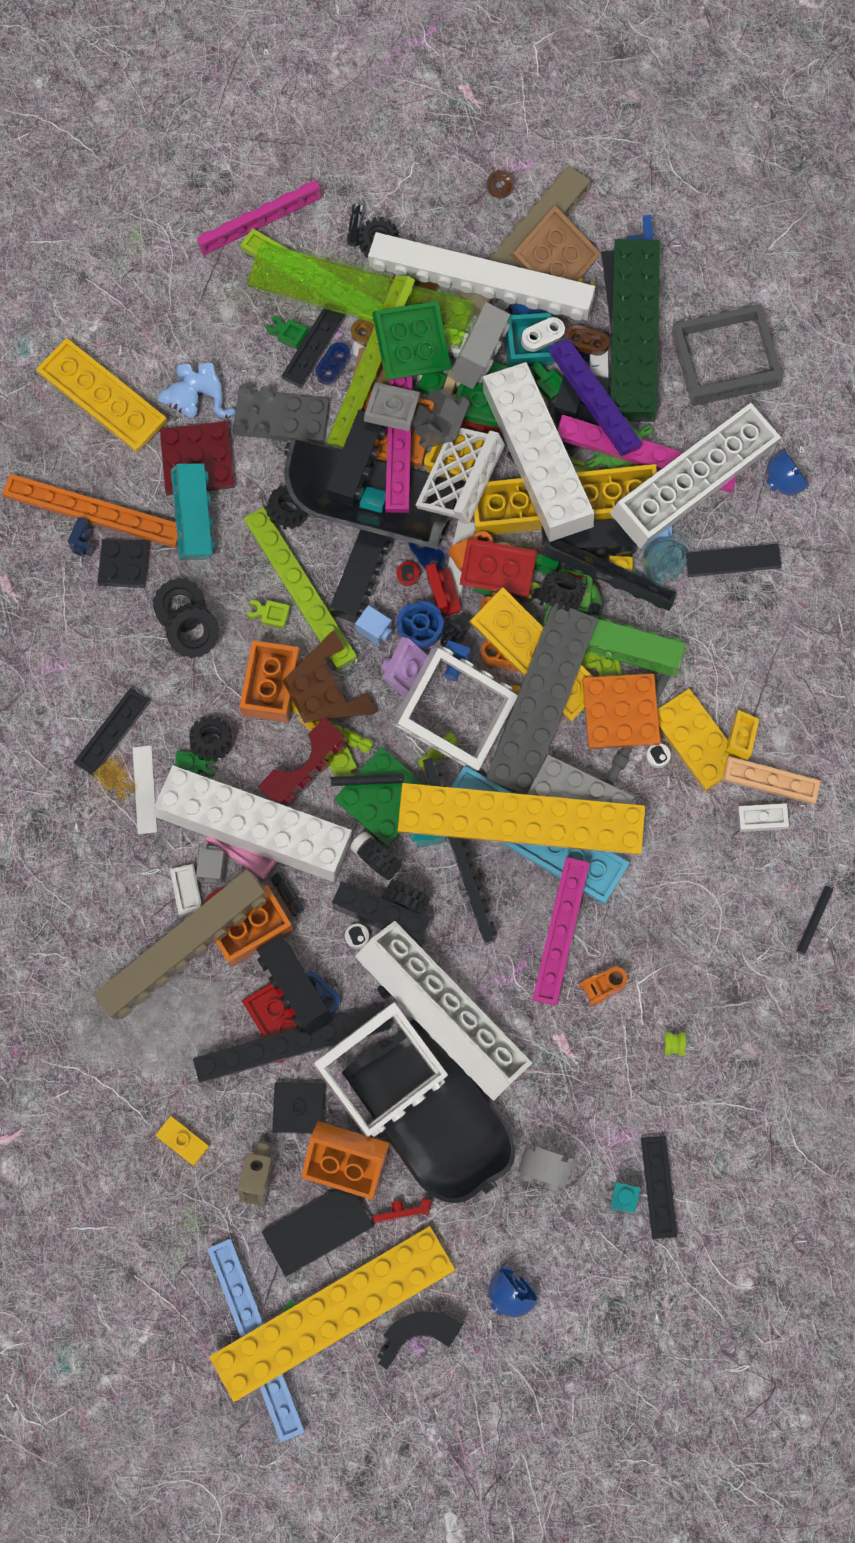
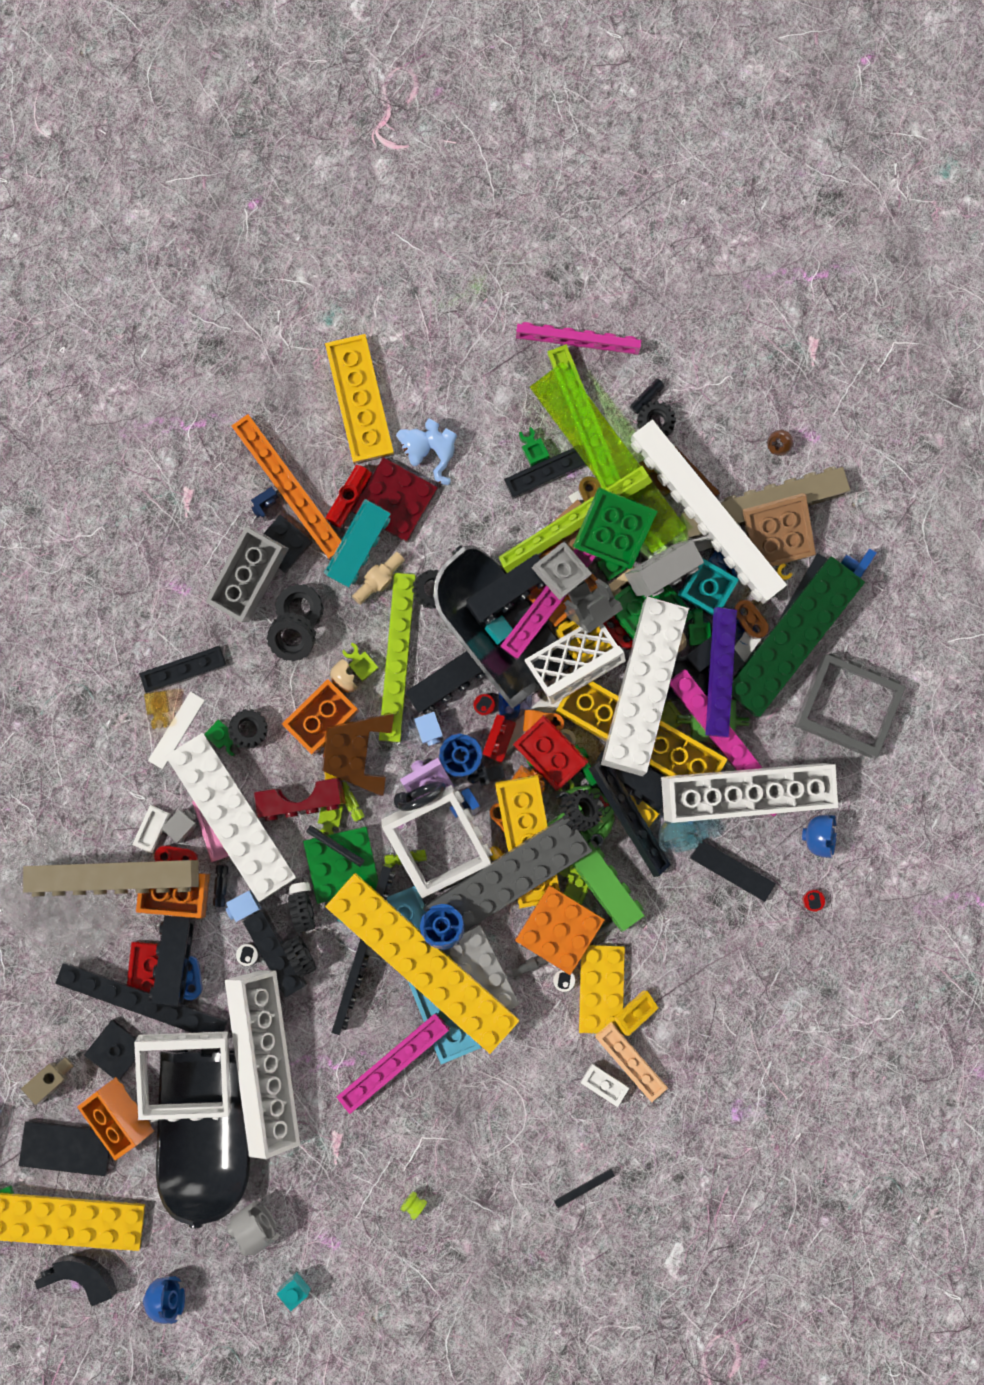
camera: 30 degrees right, 10 degrees up
(111, 604) = (246, 574): none -> light grey brick
(152, 469) = (355, 484): none -> red piece
(182, 1141) = (17, 1013): yellow plate -> none
(232, 532) = (378, 578): none -> tan pin
(264, 632) = (340, 677): none -> tan hair
(280, 415) = (480, 511): dark grey hinge -> none
(321, 894) = (242, 906): none -> light blue brick
(331, 364) = (547, 496): clear blue plate -> none
(398, 693) = (406, 802): none -> black piece
(399, 1212) = (131, 1181): red piece -> none
(516, 773) = (442, 926): none -> blue cylinder
(544, 334) = (719, 593): white plate -> none
(602, 986) = (393, 1124): orange piece -> none
(658, 1187) = (325, 1298): black tile -> none
(822, 536) = (813, 900): none -> red tile

